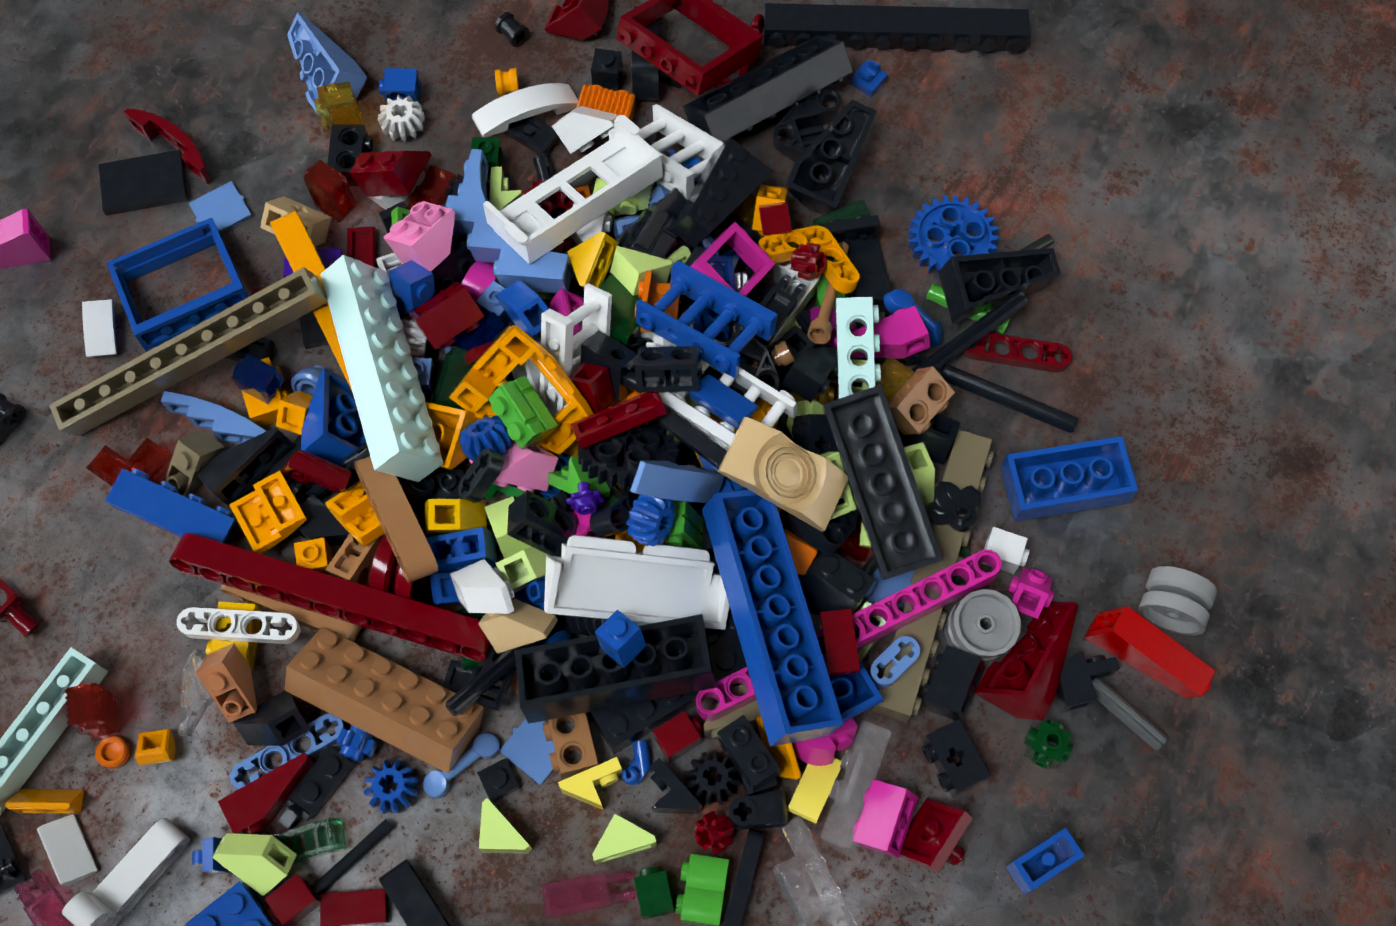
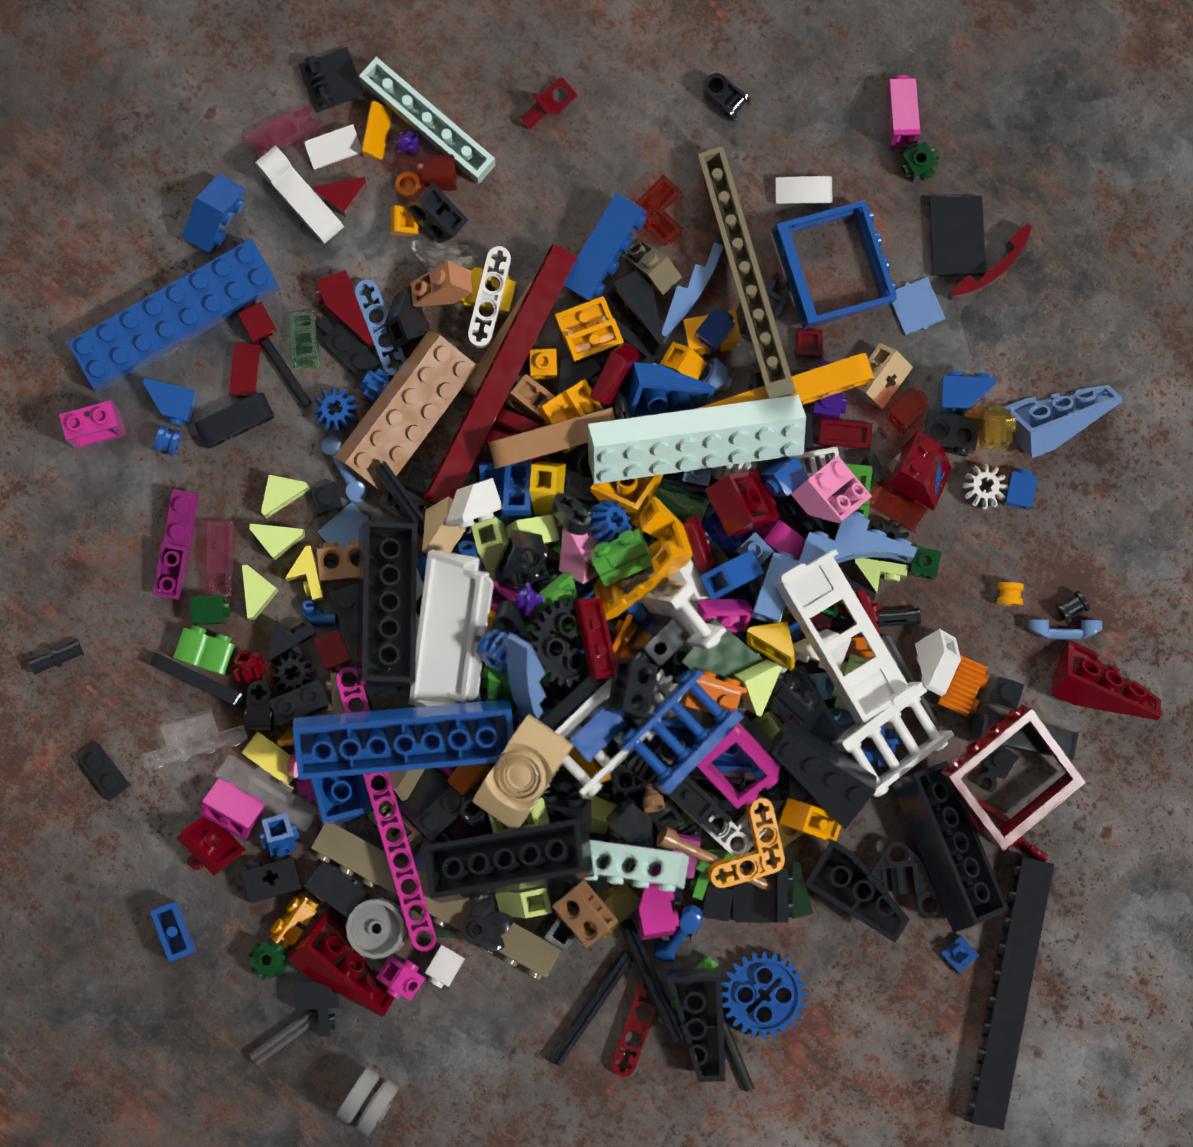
camera: 100 degrees right, 15 degrees up
(58, 760) = (406, 142): none -> dark purple plant
(63, 222) = (915, 169): none -> dark green brick
(124, 826) = (342, 194): none -> dark red slope
(141, 706) = (435, 213): none -> black brick
(205, 858) = (305, 263): blue tile -> none
(255, 859) = (293, 296): yellowish green slope -> none
(304, 140) = (961, 393): none -> blue slope
(523, 104) = (974, 608): white slope -> none
(532, 15) = (1088, 629): none -> medium blue bar
(533, 134) = (950, 608): black plate -> none
(556, 829) = (277, 539): none -> yellowish green slope
(594, 385) = (637, 621): dark red brick -> none
(620, 638) = (402, 610): blue brick -> none
(775, 218) = (788, 819): dark red tile -> none
(808, 260) = (740, 842): dark red gear -> none
(839, 642) = (375, 795): dark red tile -> none
(894, 753) = (279, 835): none -> blue brick
(899, 667) = (362, 838): medium blue beam -> none
(1007, 733) = (285, 928): none -> light orange hinge
(1068, 478) = (498, 1039): blue brick -> none
(1150, 651) = (329, 1069): red slope -> none

